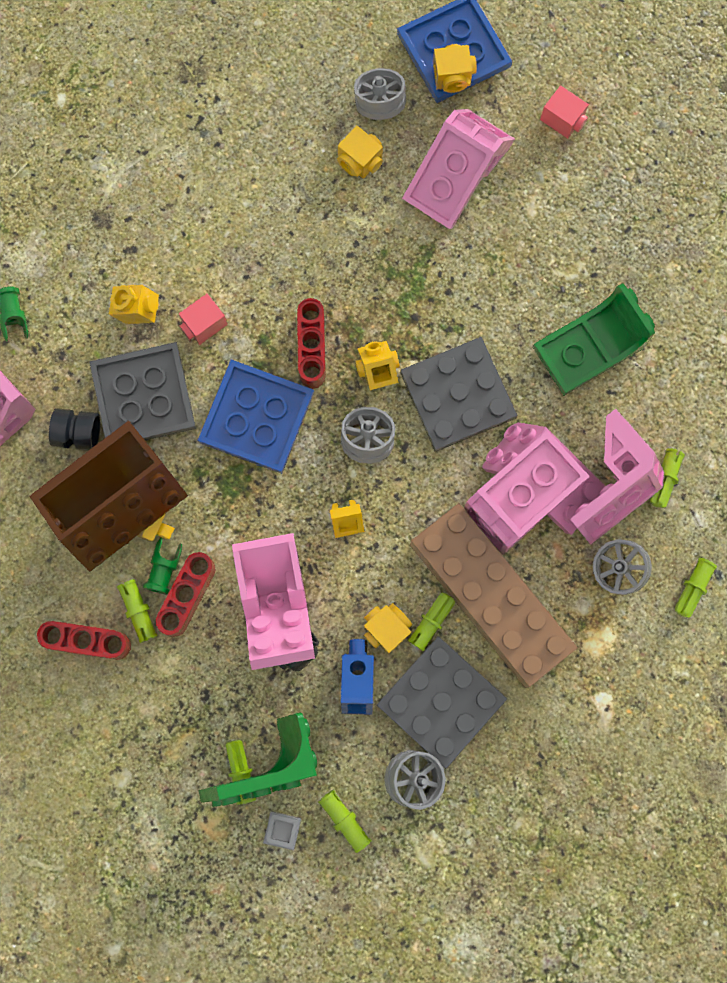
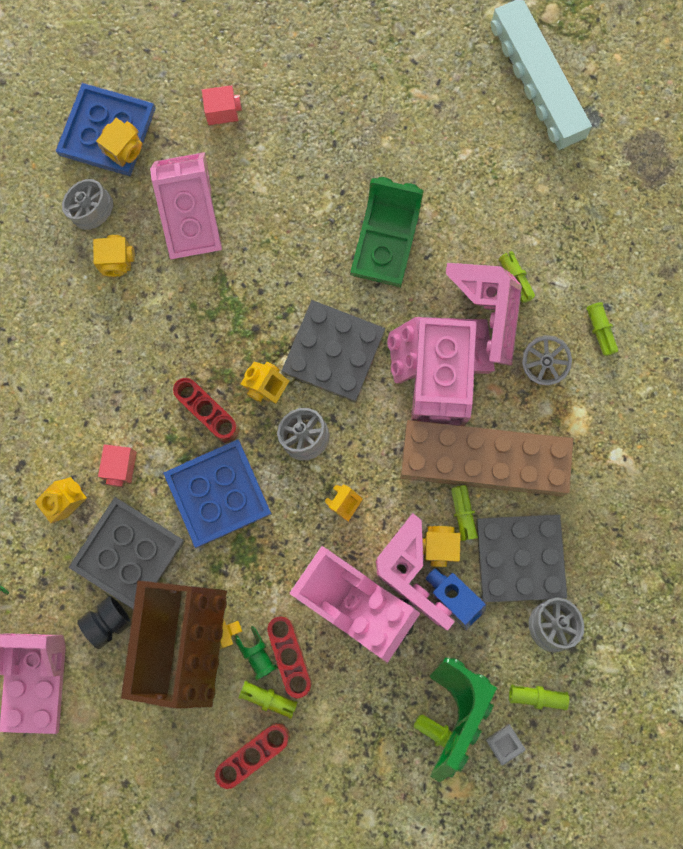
camera: 40 degrees left, 0 degrees up
(356, 600) = (407, 549): none -> bright pink bracket

